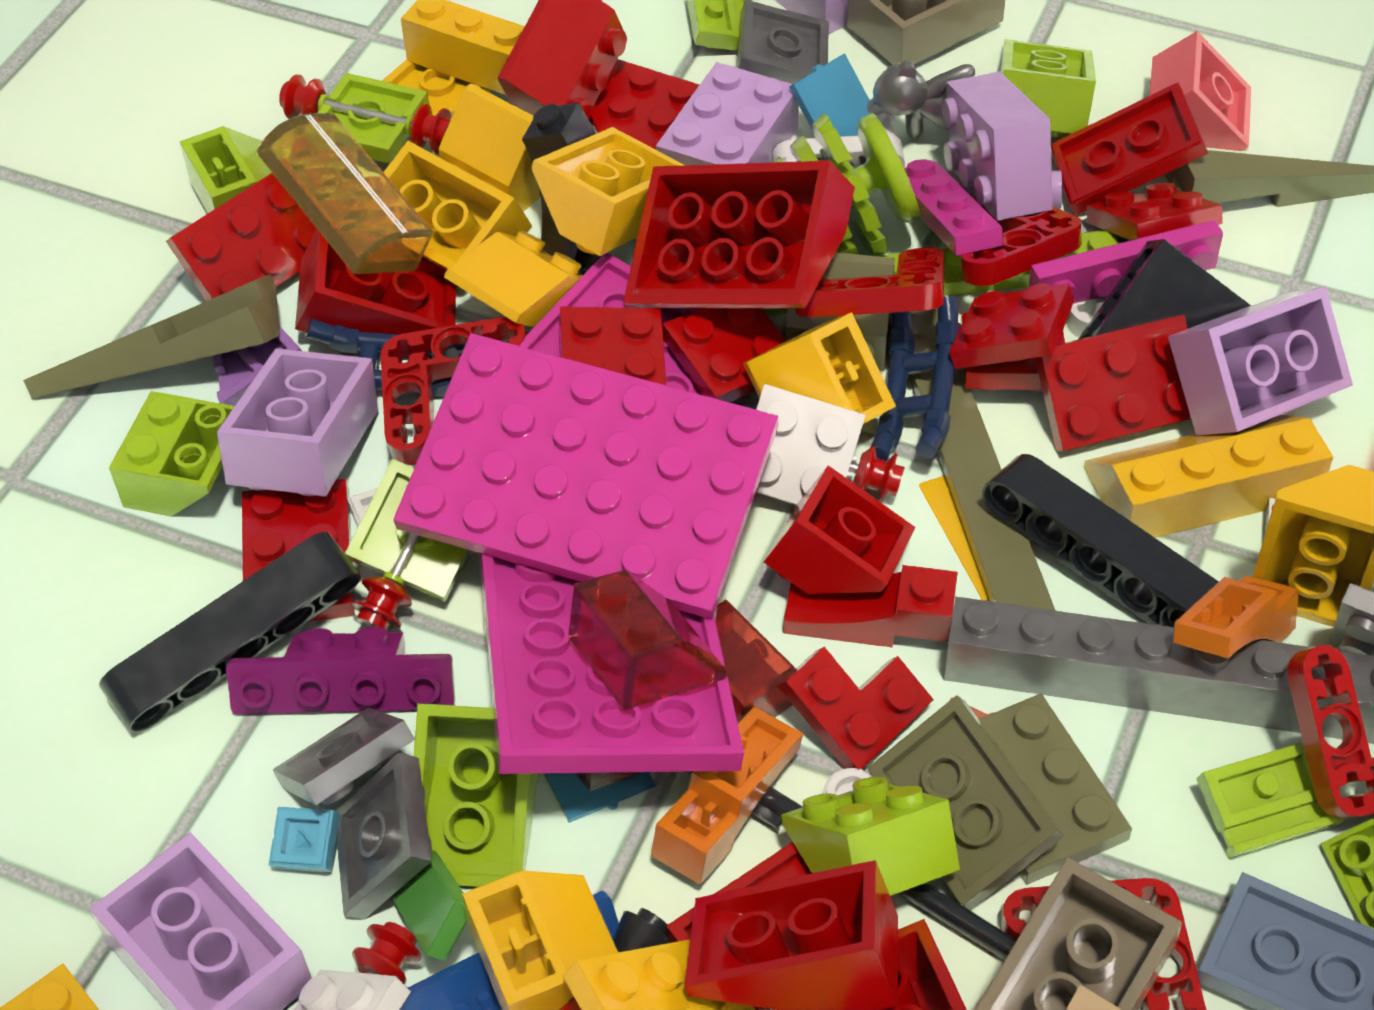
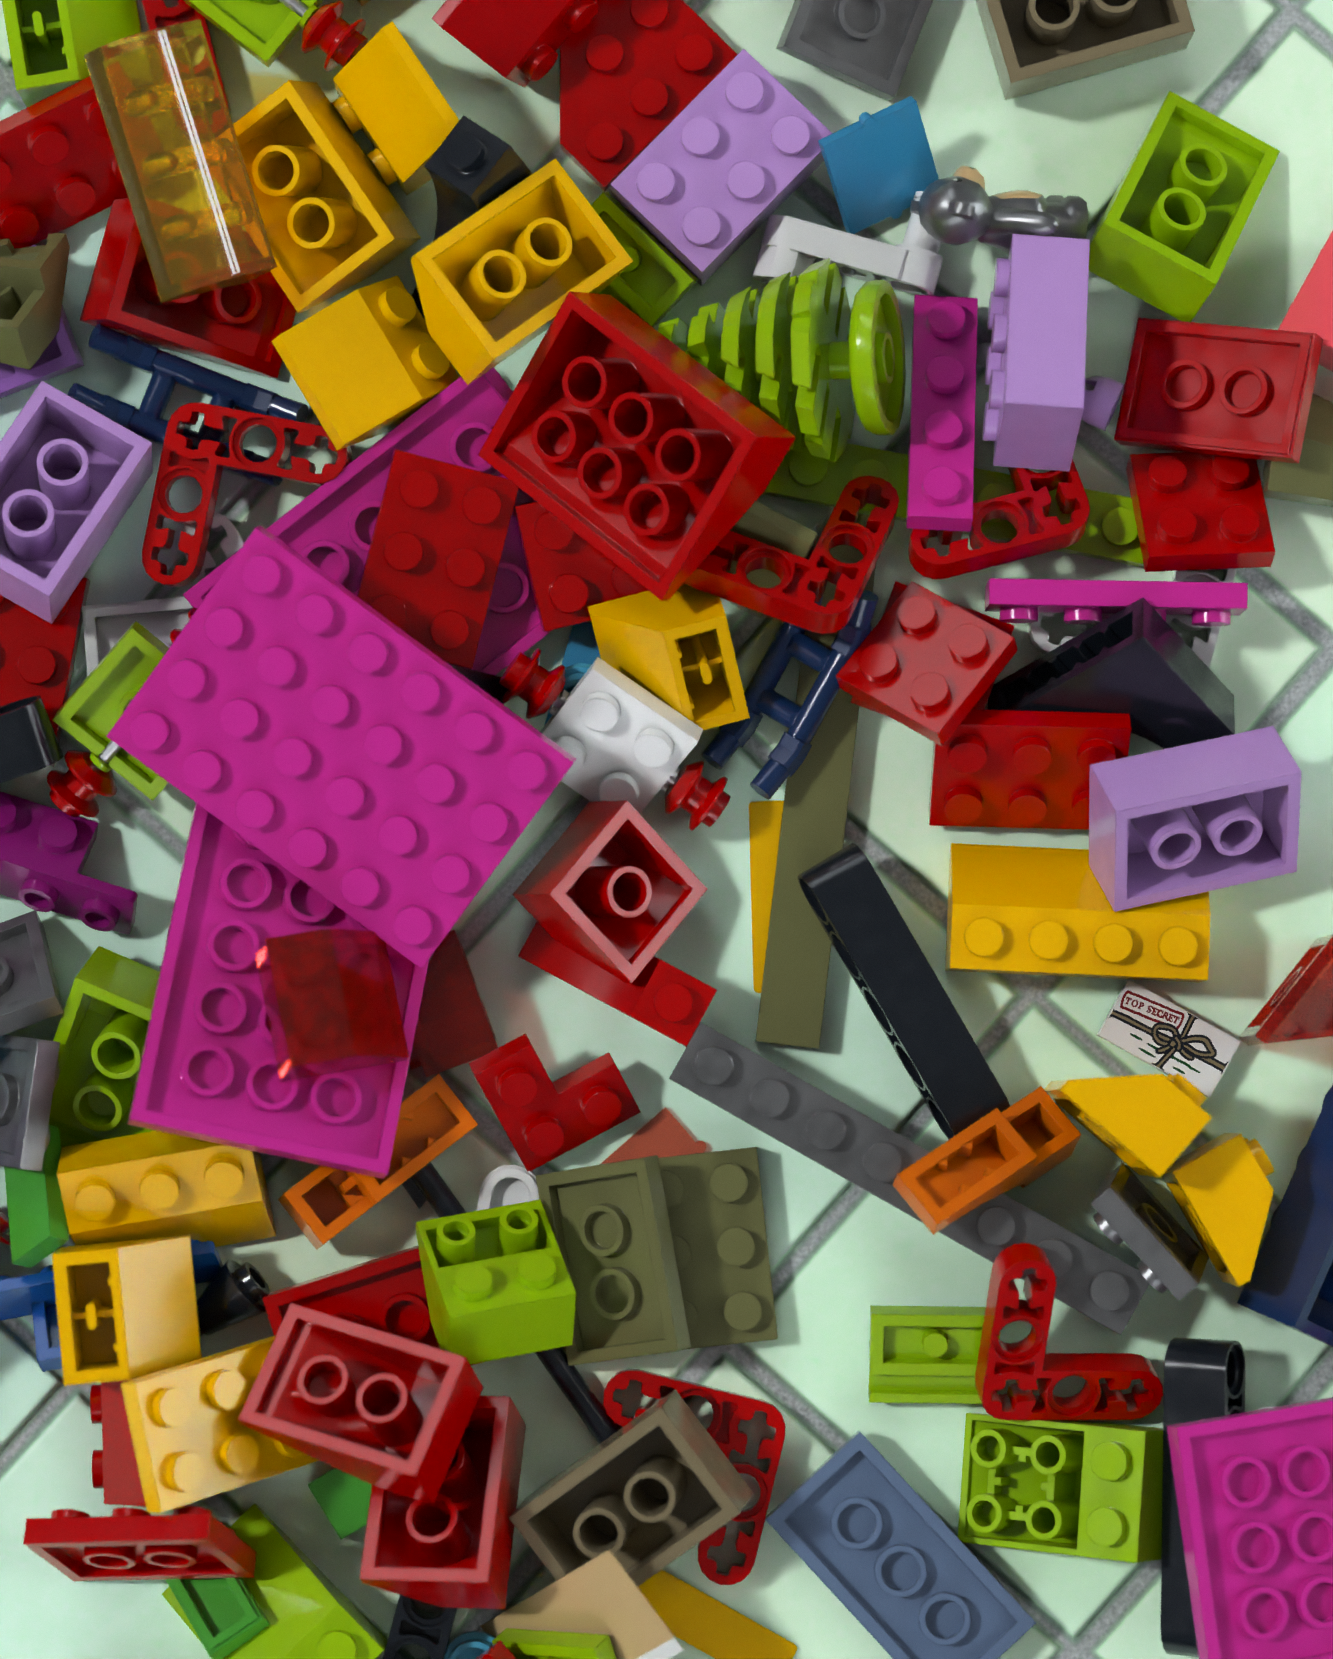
camera: 15 degrees right, 35 degrees up
(575, 833) = (163, 1188): none -> yellow slope

